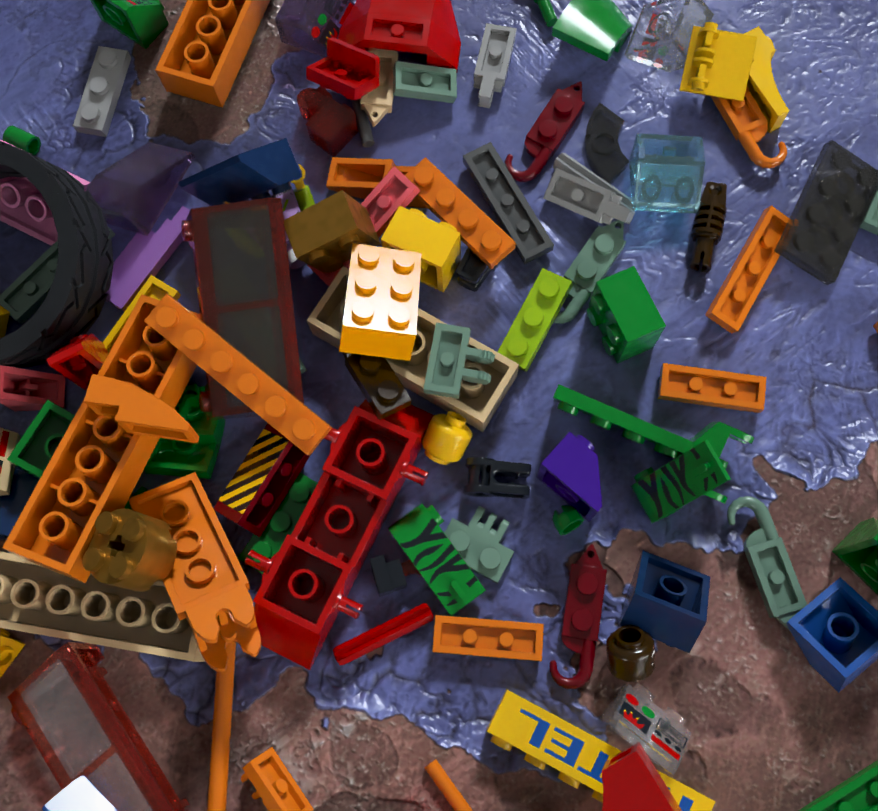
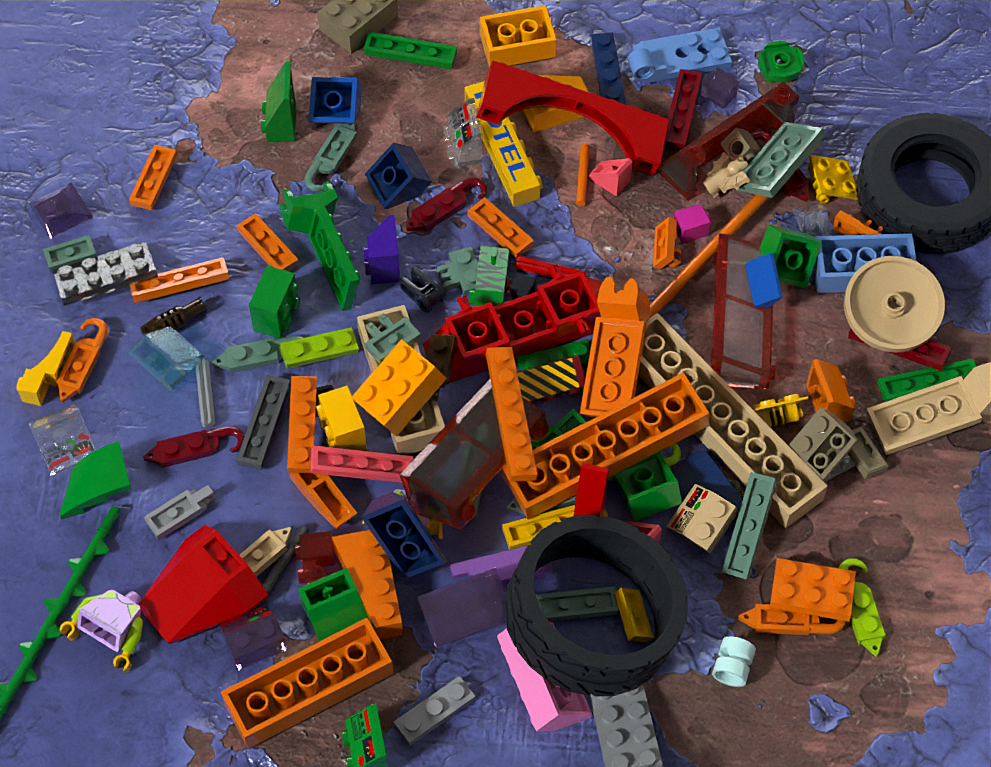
camera: 145 degrees left, 15 degrees down
(22, 139) = (517, 715): green hinge -> none
(130, 550) = (646, 355): pearl gold brick -> none
(137, 410) = (581, 424): orange slope -> none
(238, 128) = (373, 579): none -> orange wedge
(268, 90) = (332, 604): none -> green slope
(327, 229) = (385, 454): pearl gold brick -> none
(346, 70) = (277, 564): red bracket -> none
(424, 82) = (234, 529): sand green plate -> none
(446, 438) = (428, 321): yellow head -> none
(567, 520) = (408, 245): green hinge -> none
(586, 198) = (221, 383): light grey hinge -> none
(602, 144) = (173, 413): clear smoke tile -> none
(630, 654) = (440, 166): dark brown head -> none
(679, 481) = (341, 204): green door -> none
(718, 62) = (67, 386): yellow hinge -> none

